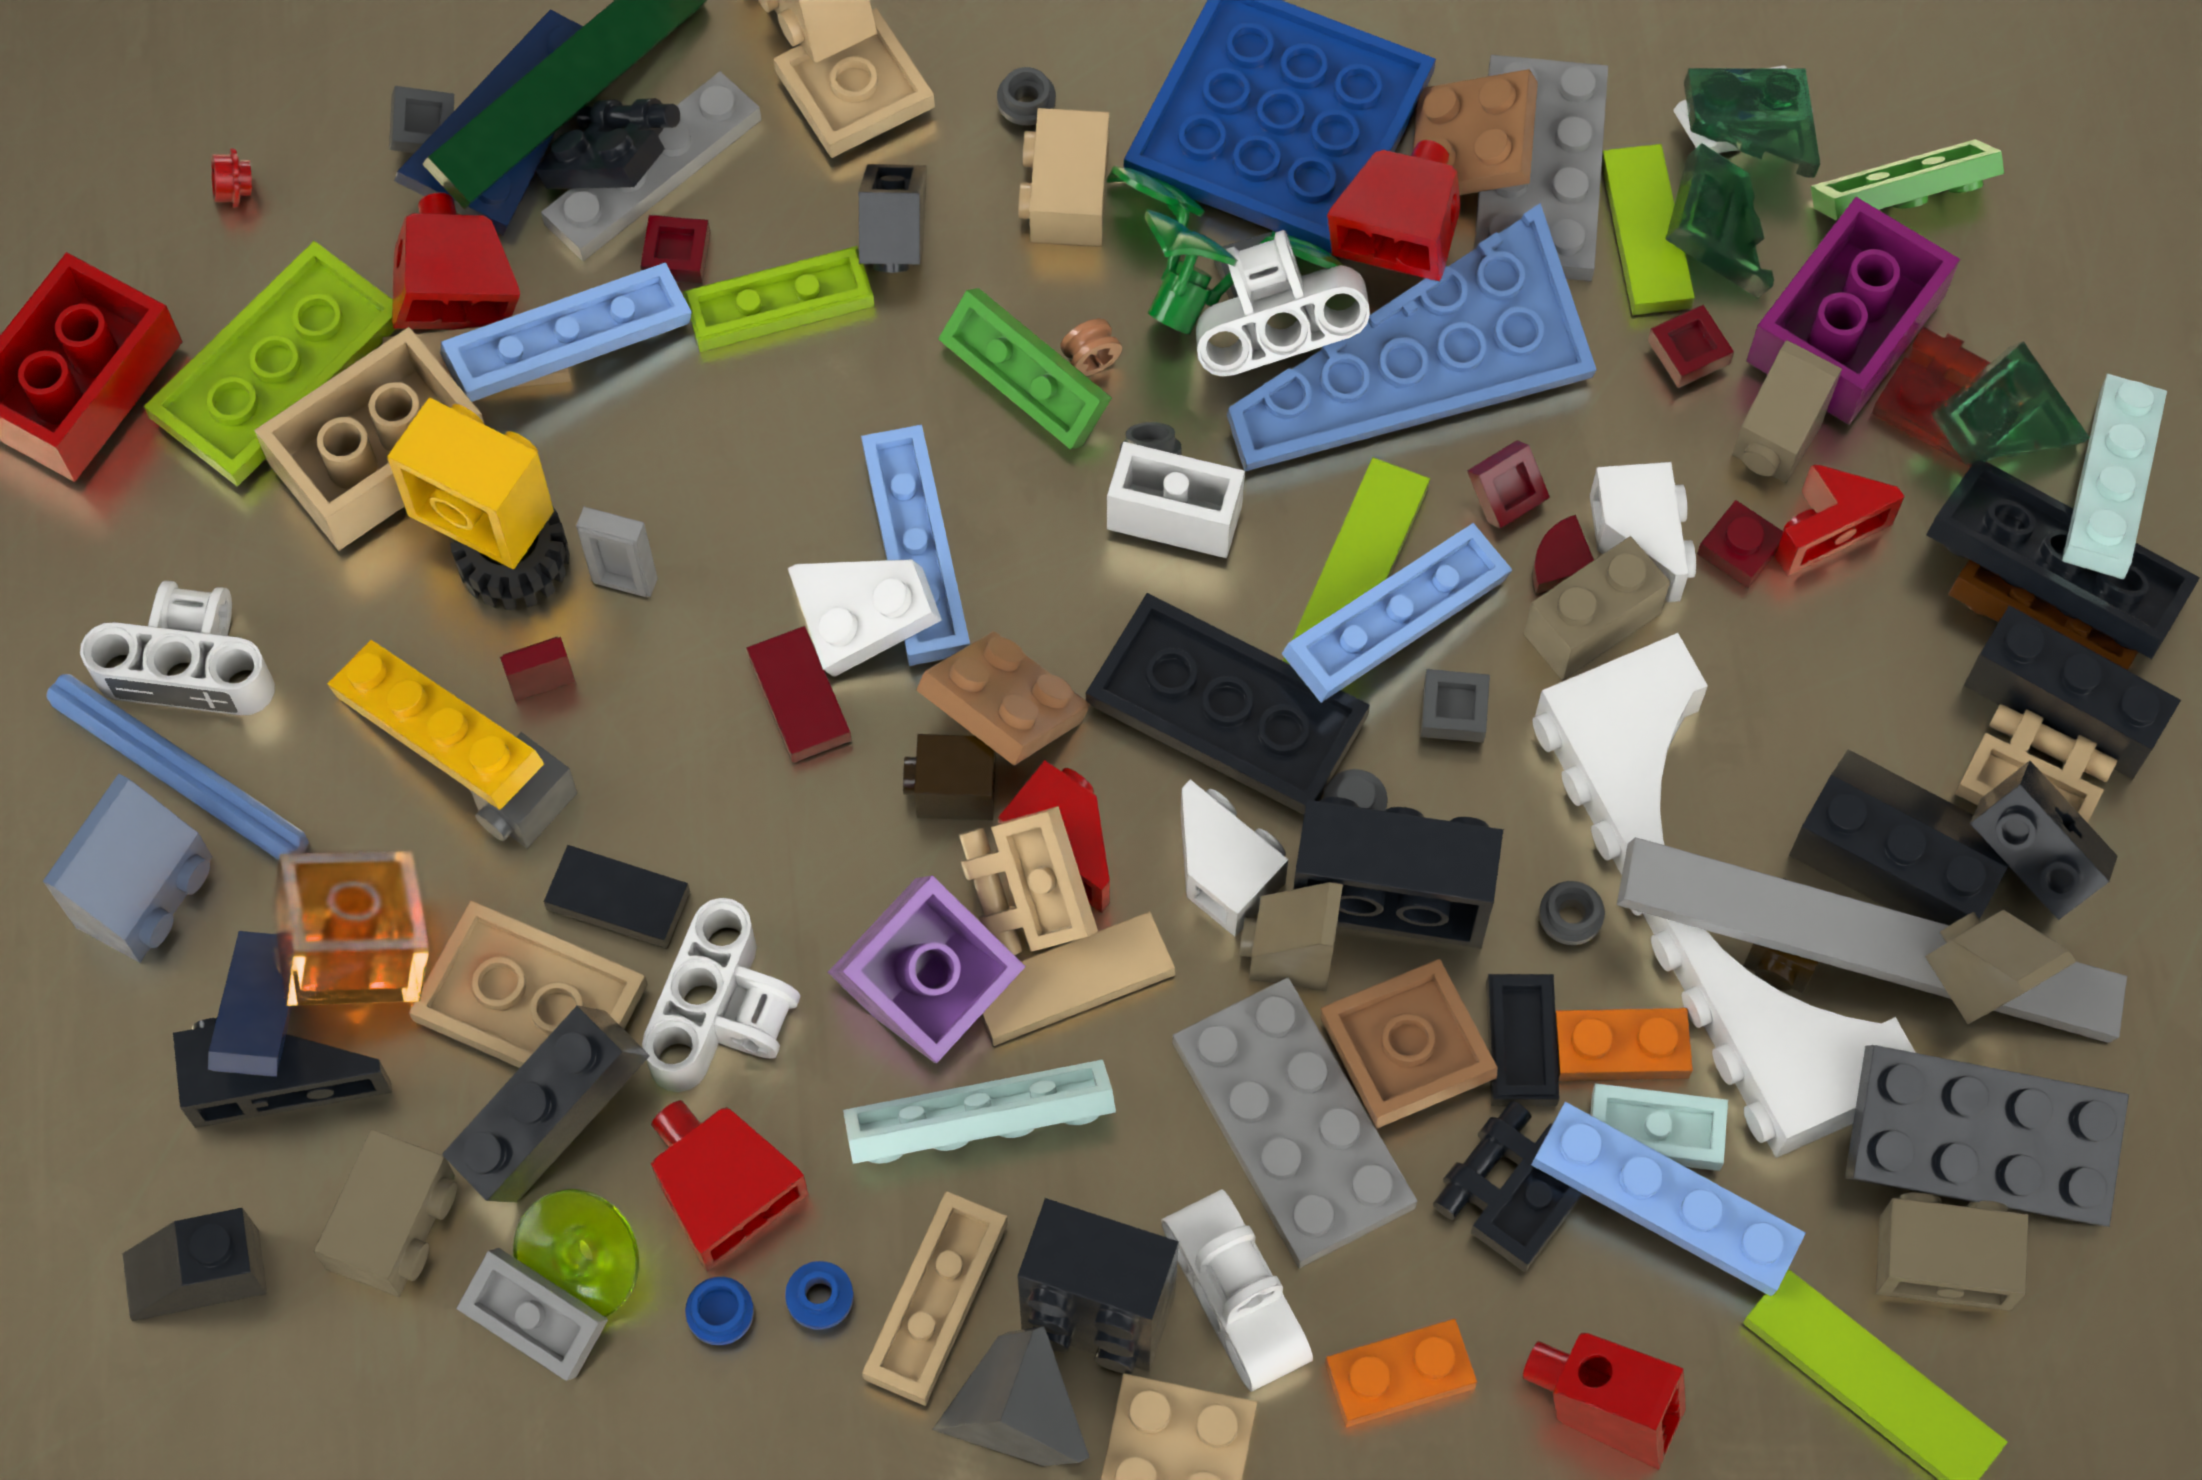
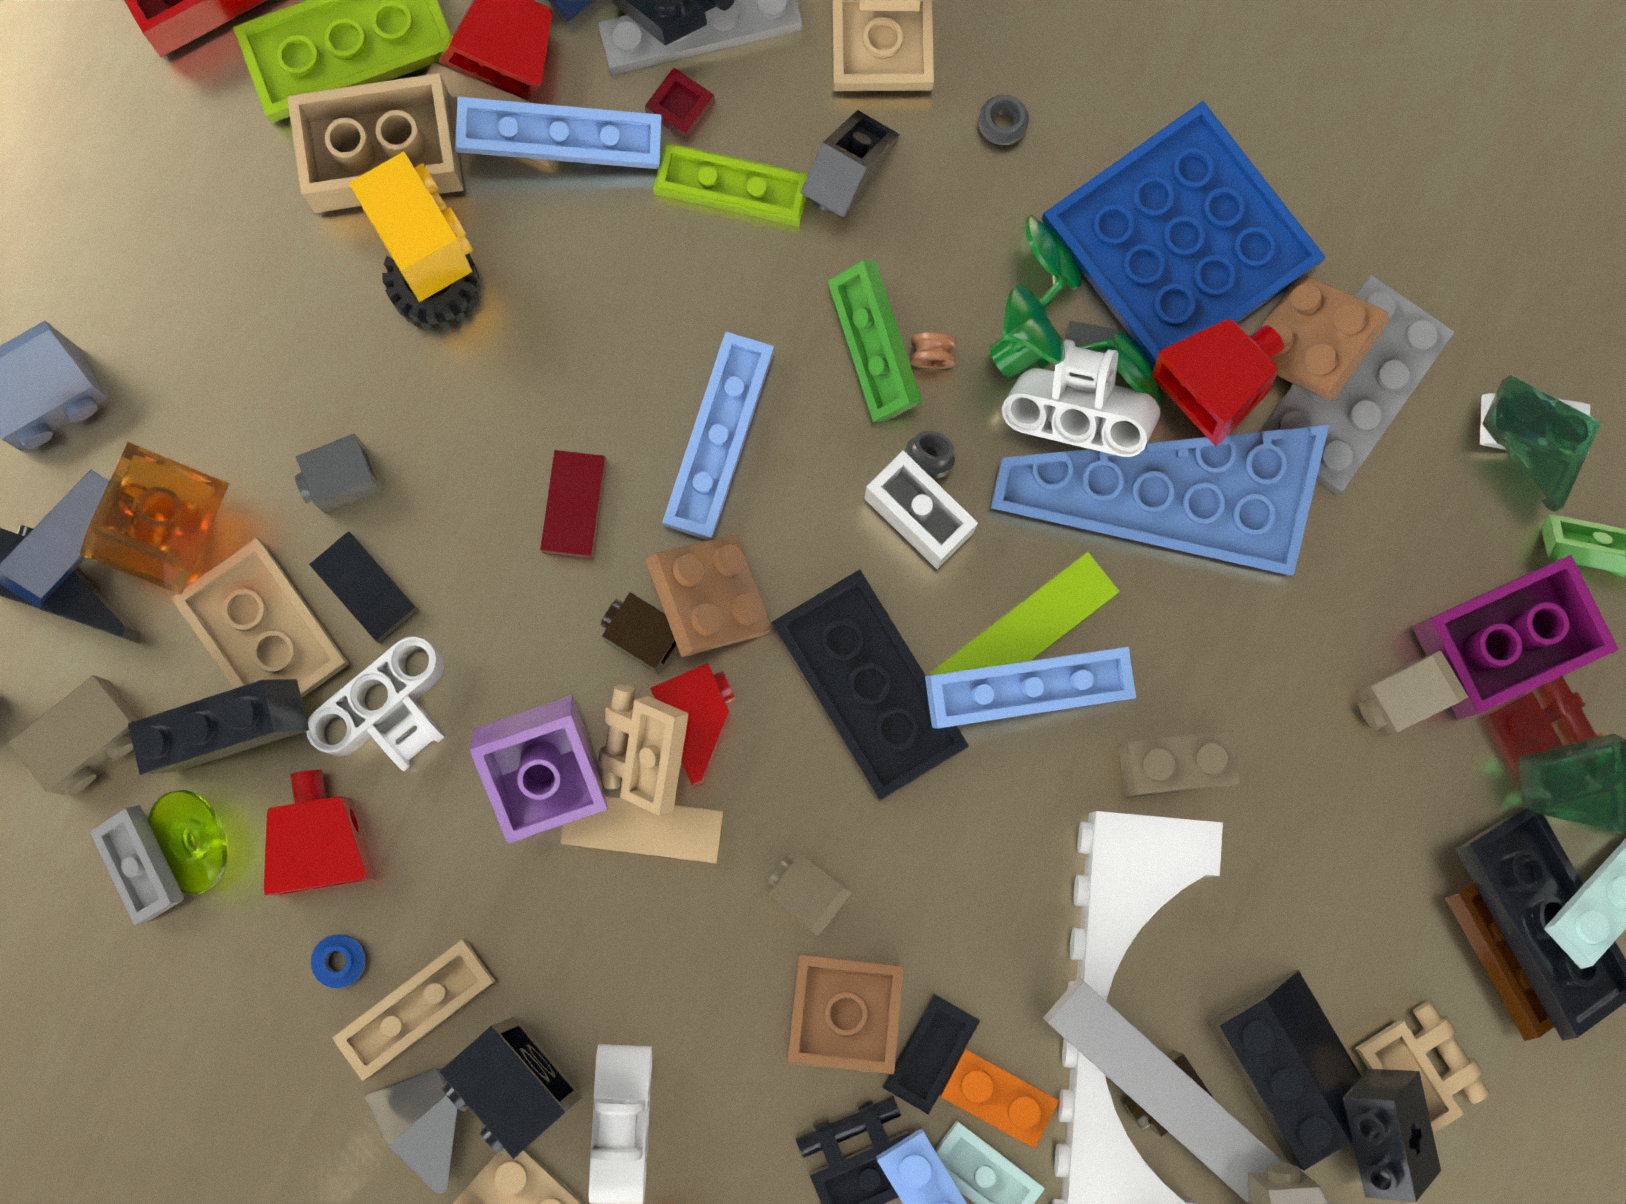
camera: 25 degrees right, 15 degrees up
(176, 767) = (115, 321): medium blue axle -> none
(181, 629) = (164, 219): white beam -> none
(436, 724) = (301, 393): yellow plate -> none
(537, 668) = (398, 385): dark red tile -> none
(617, 552) = (495, 330): light grey tile -> none
(719, 1311) = (266, 932): blue plate -> none
(862, 607) = (650, 467): white wing -> none
(979, 1111) = (518, 892): light aqua plate -> none
(1067, 177) = (994, 204): tan brick -> none
(1226, 860) = (794, 804): white slope -> none
(1294, 1122) = (734, 1022): light grey plate -> none
(1359, 787) = (918, 809): dark grey plate -> none
(1402, 869) = (909, 890): black brick -> none
(1455, 705) = (1032, 778): dark grey plate -> none
(1508, 484) = (1173, 629): dark red plate -> none
(1560, 554) = (1181, 705): dark red tile -> none
(1577, 896) = (1038, 985): dark grey plate -> none
(1641, 214) = (1403, 479): lime tile -> none
(1650, 509) = (1256, 709): white slope -> none
(1690, 346) = (1376, 594): dark red plate -> none
(1718, 220) = (1460, 504): clear green wing -> none
(1741, 544) = (1319, 768): dark red plate -> none
(1842, 513) = (1410, 790): red slope -> none
(2072, 689) = (1489, 1026): black brick -> none

